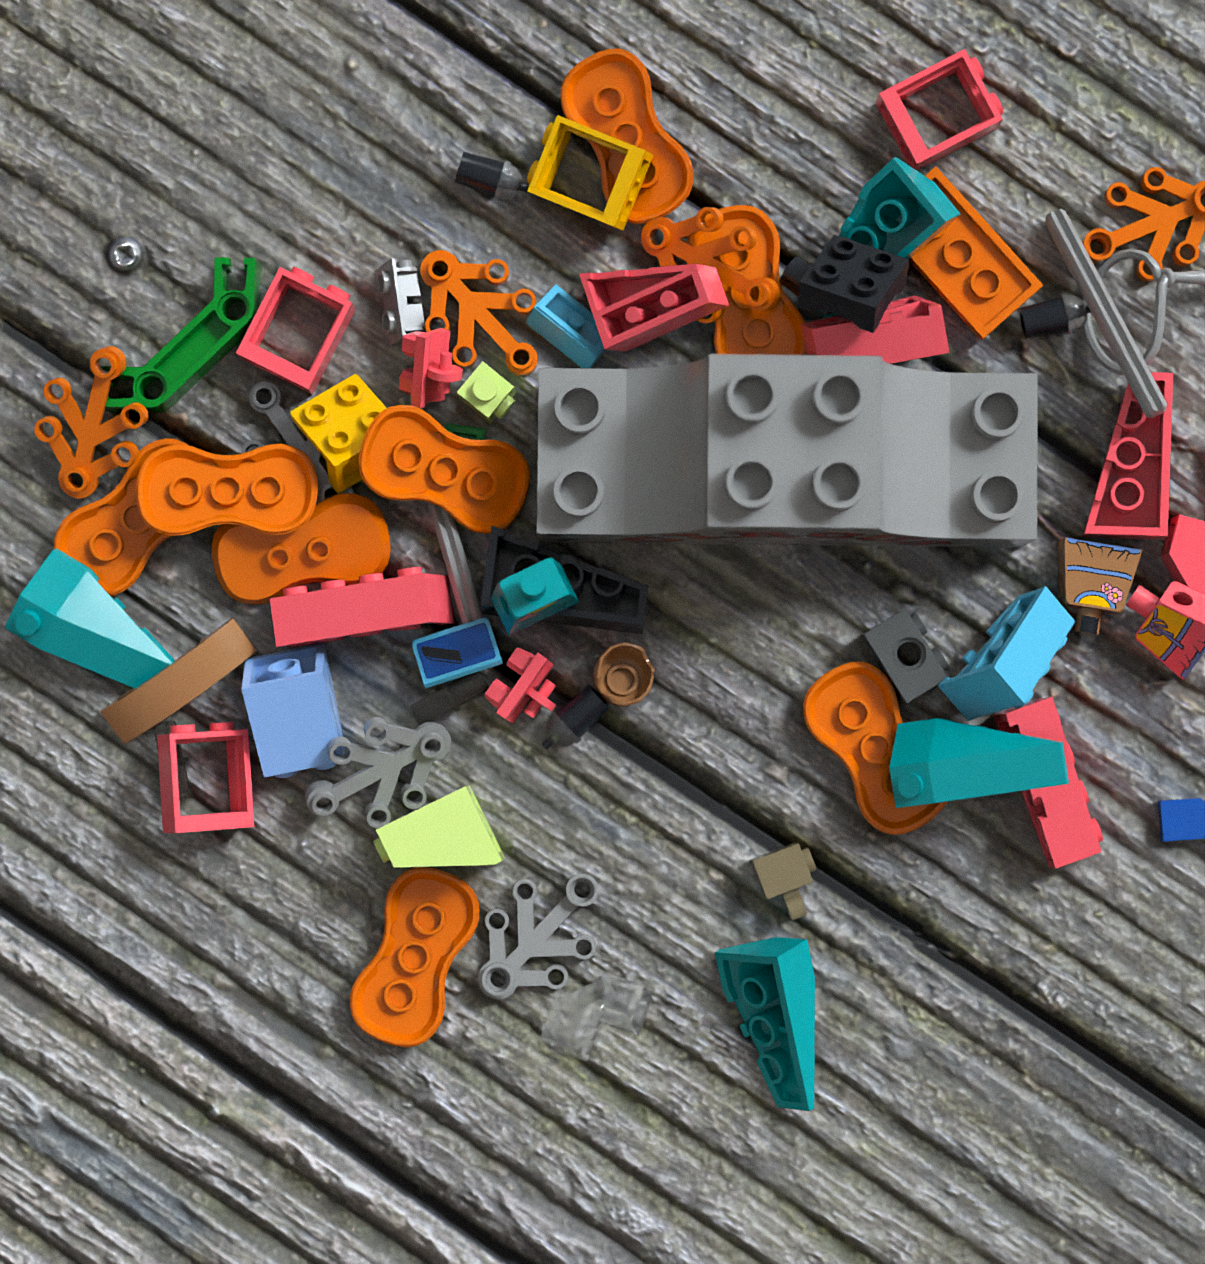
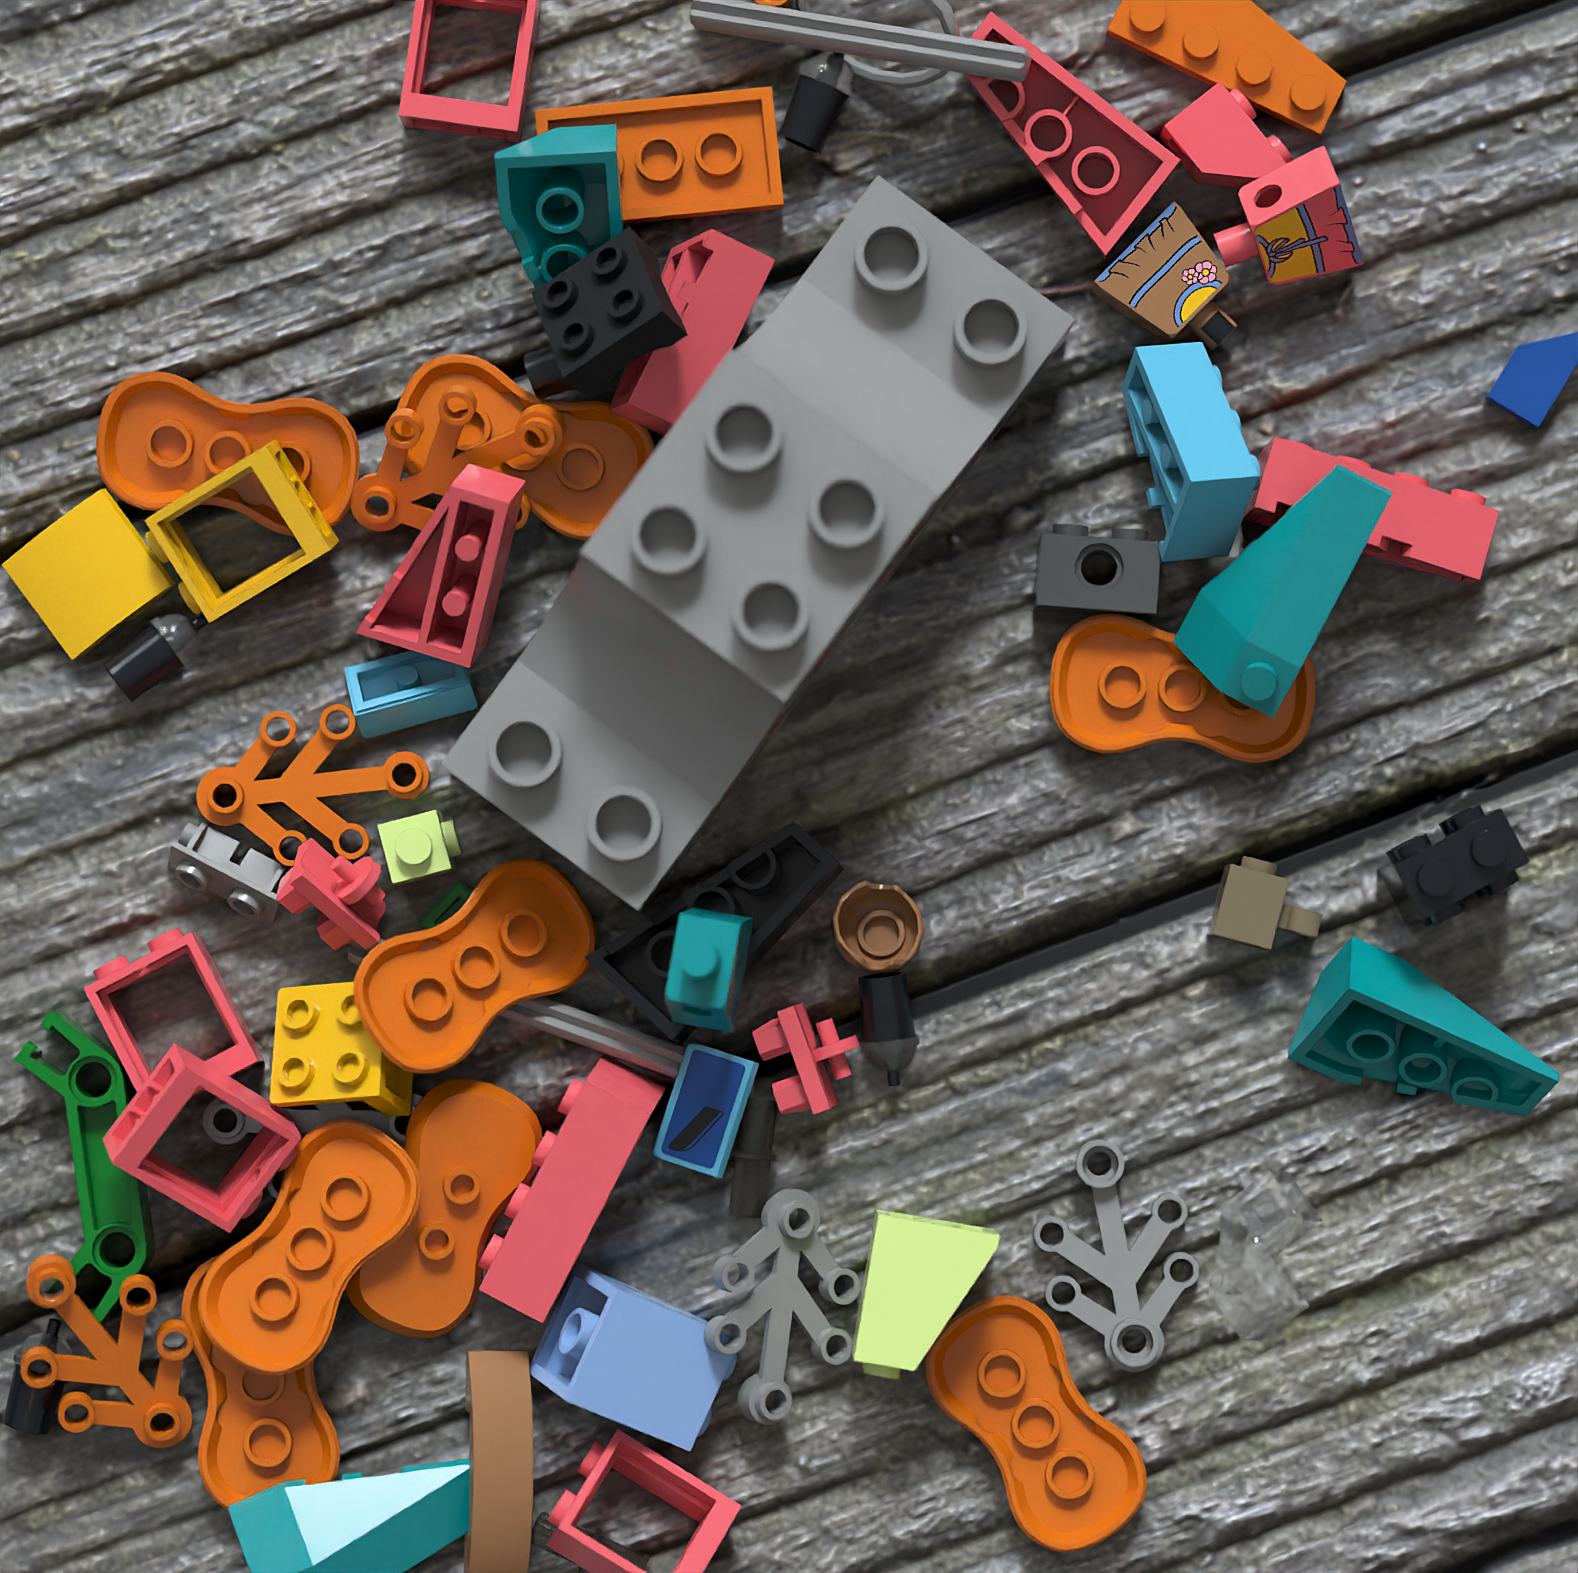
camera: 60 degrees left, 0 degrees up
(33, 404) = (29, 1407): none -> black piece
(242, 350) = (158, 1104): none -> coral window
(507, 109) = (88, 574): none -> yellow slope
(899, 974) = (1470, 856): none -> black brick

